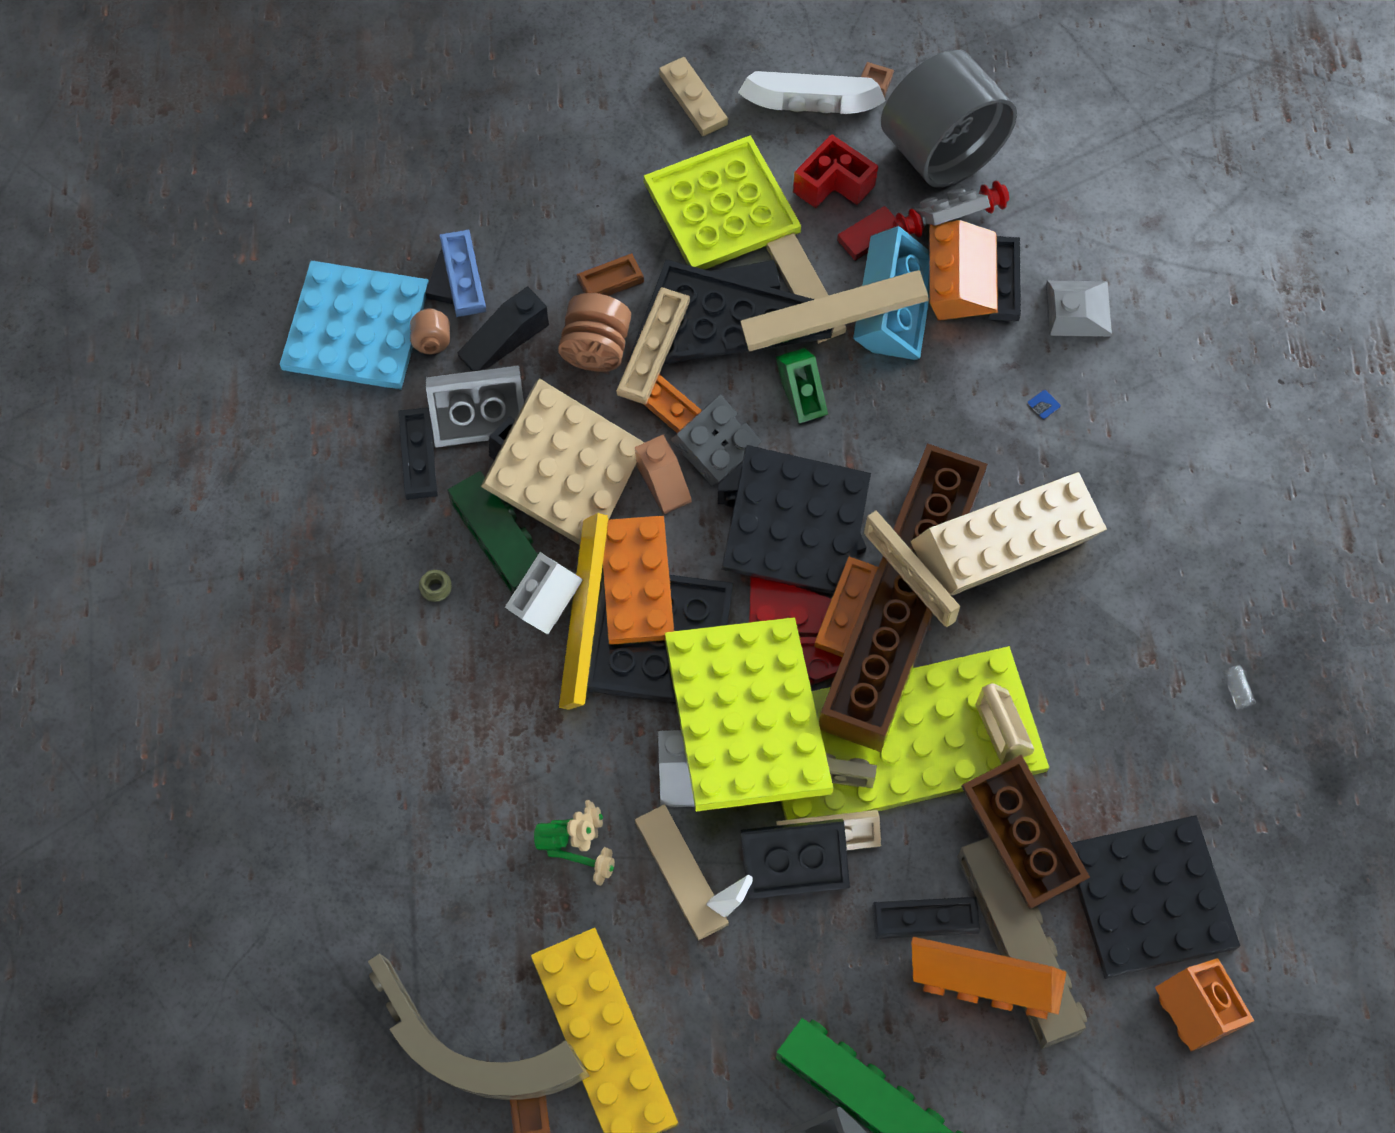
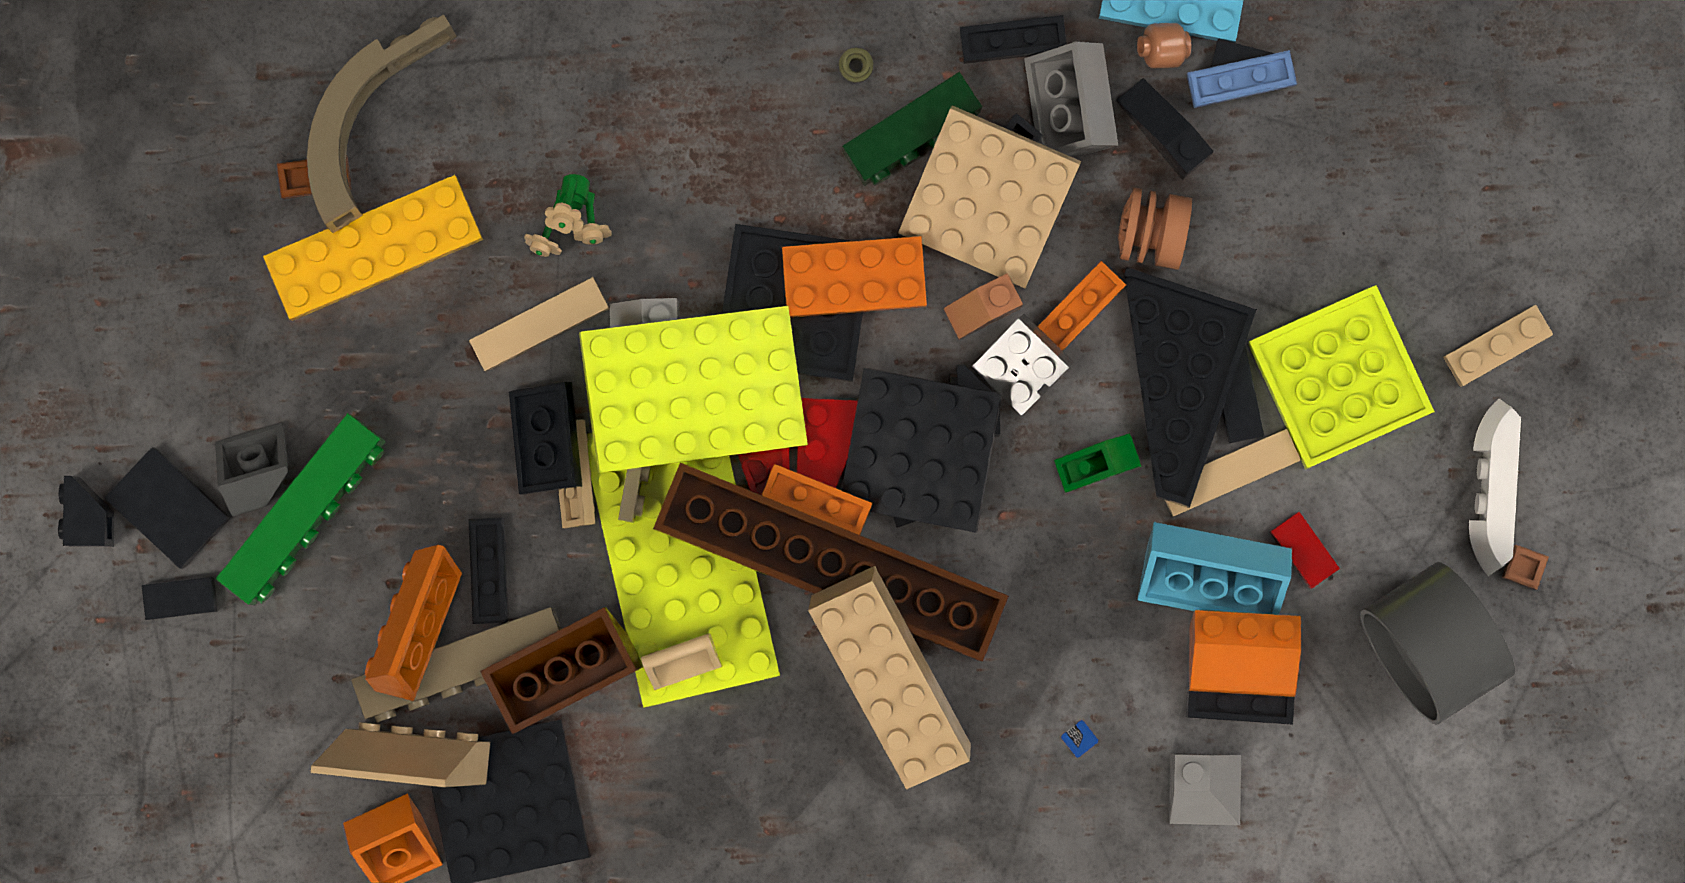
camera: 95 degrees right, 20 degrees up
(543, 593) = (835, 177): white brick -> none
(583, 612) = (817, 221): yellow tile -> none
(611, 276) = (1242, 248): dark orange tile -> none
(653, 346) = (1142, 295): tan tile -> none
(731, 897) = (505, 372): white slope -> none
(834, 310) = (1176, 498): tan tile -> none
(836, 168) = (1386, 507): red brick -> none
(911, 569) = (841, 564): tan tile -> none
(954, 206) = (1327, 643): plate -> none
(1125, 978) = (406, 756): none -> tan slope

